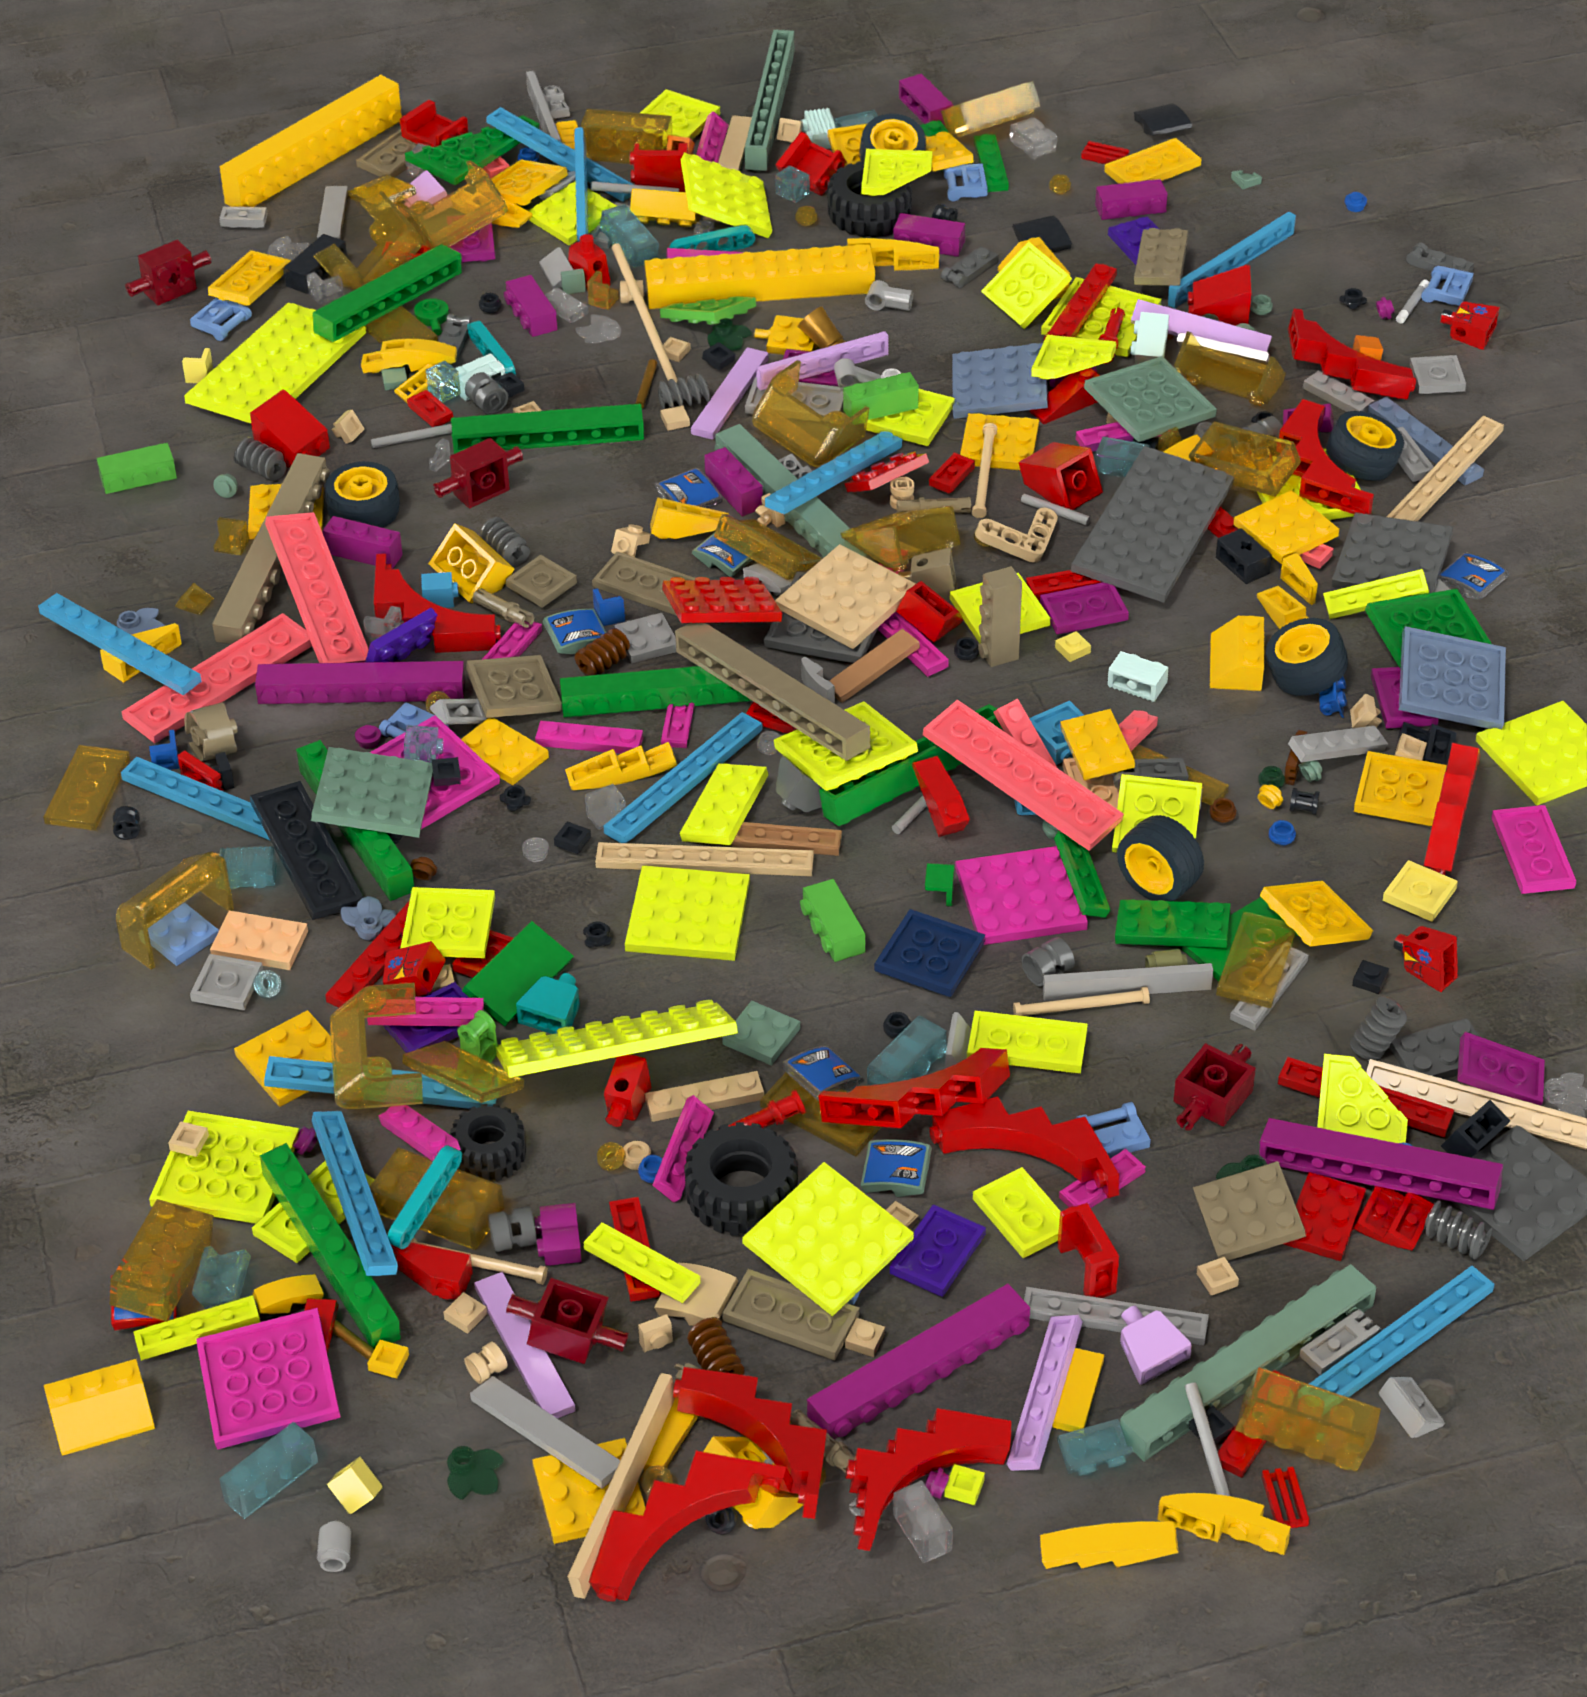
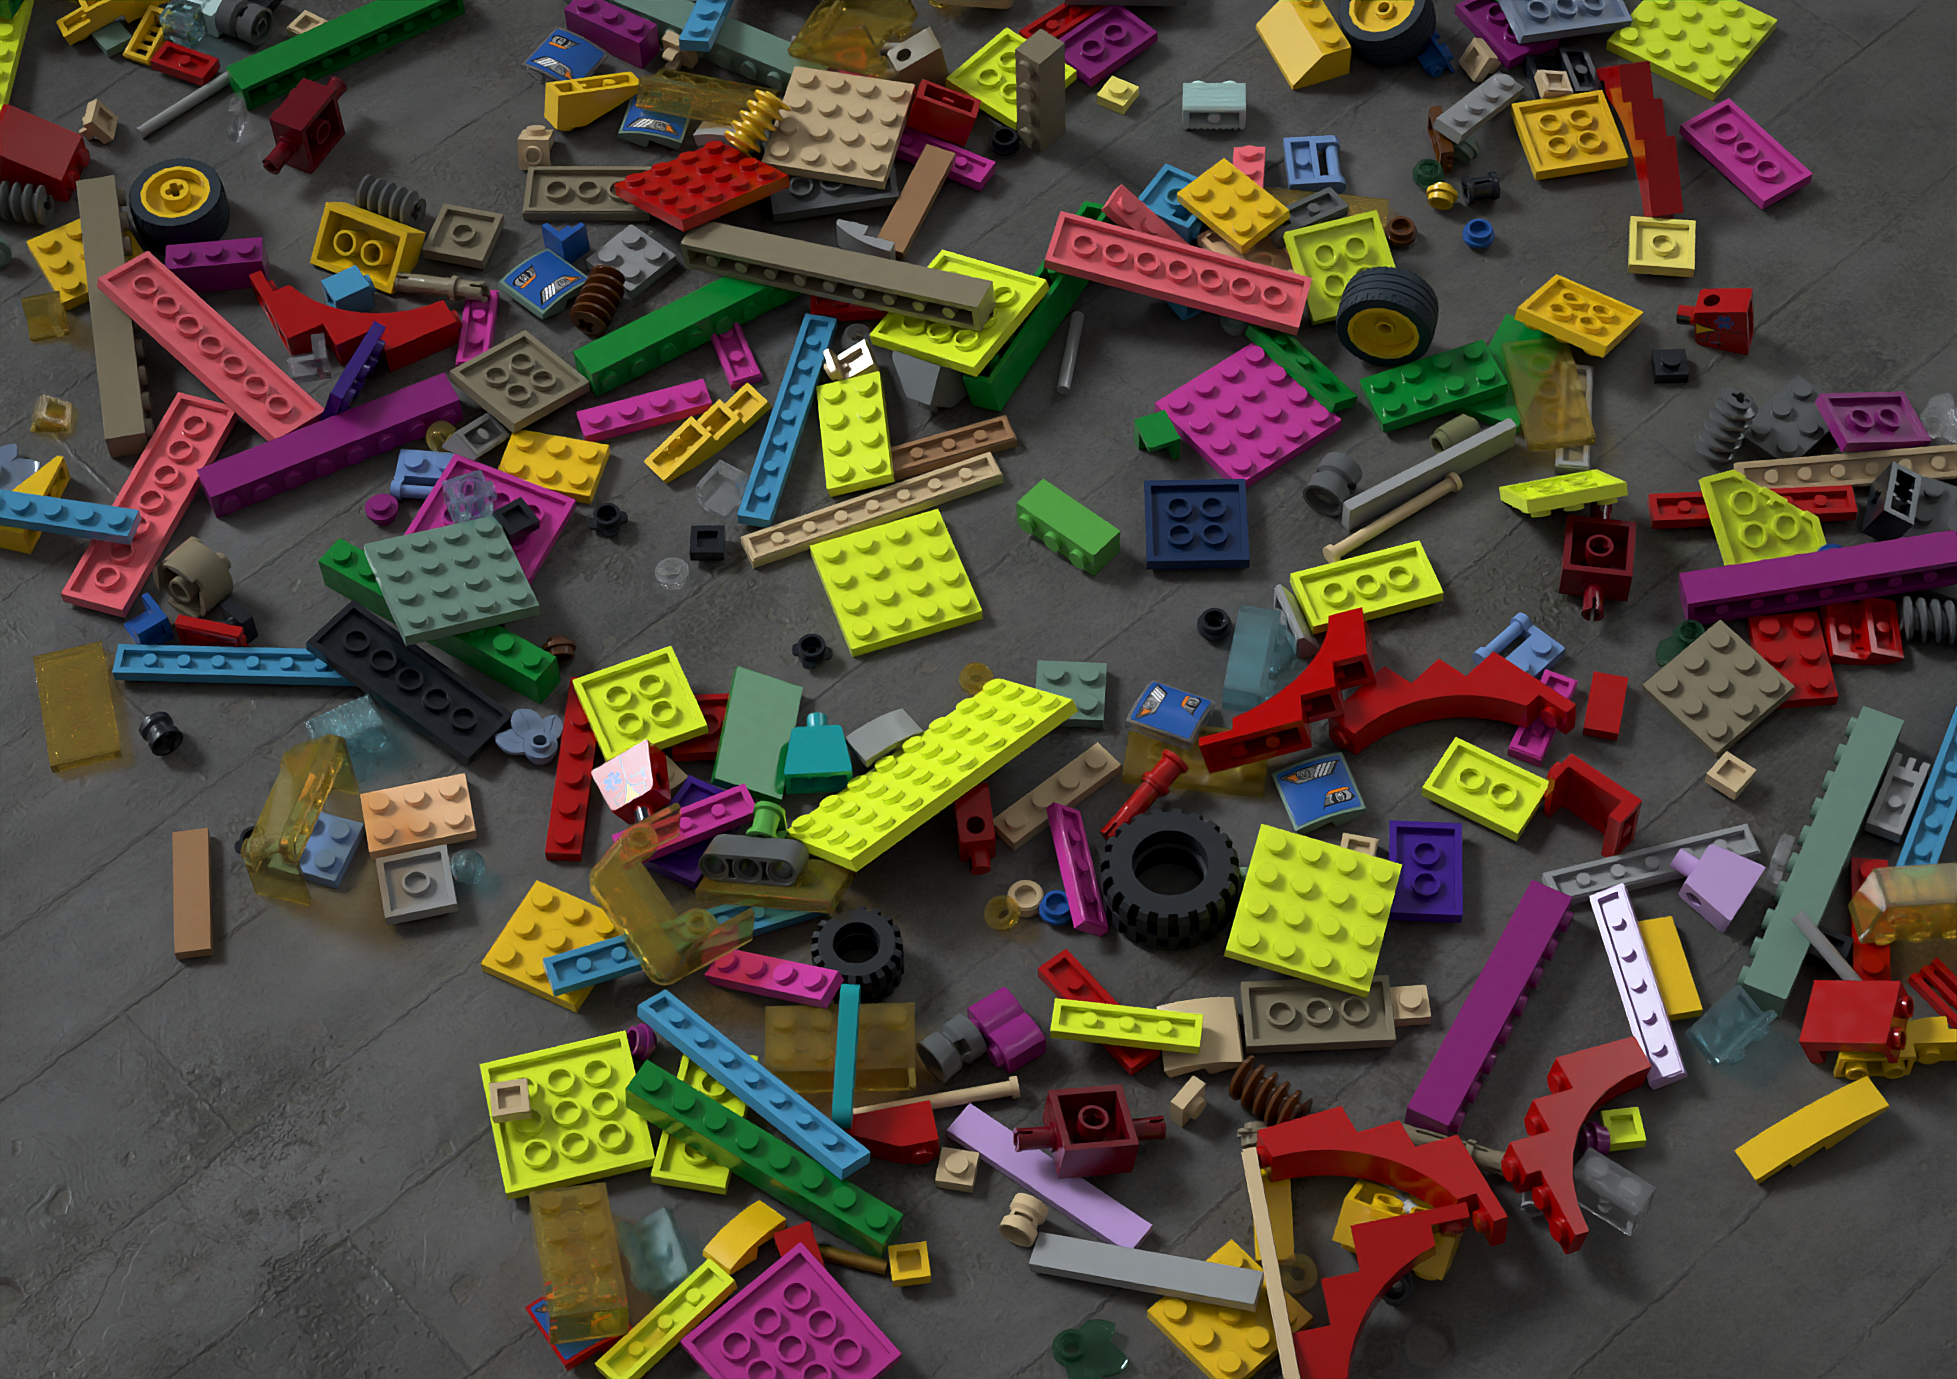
camera: 25 degrees left, 10 degrees up
(80, 931) = (192, 893): none -> medium nougat tile
(453, 1048) = (753, 860): none -> dark grey beam
(605, 1006) = (882, 736): none -> light grey slope
(697, 993) = (972, 672): none -> clear yellow plate
(756, 756) = (850, 363): none -> tan bracket
(784, 571) = (756, 122): none -> yellow piece
(941, 796) = (1098, 331): red slope -> none
(1155, 1192) = (1605, 706): none -> red tile
(1180, 737) = (1303, 163): none -> medium blue plate
(1190, 1477) = (1856, 1018): none -> red panel
(1214, 1029) = (1564, 491): none -> neon yellow plate
(1214, 1343) = (1780, 858): none -> clear tile

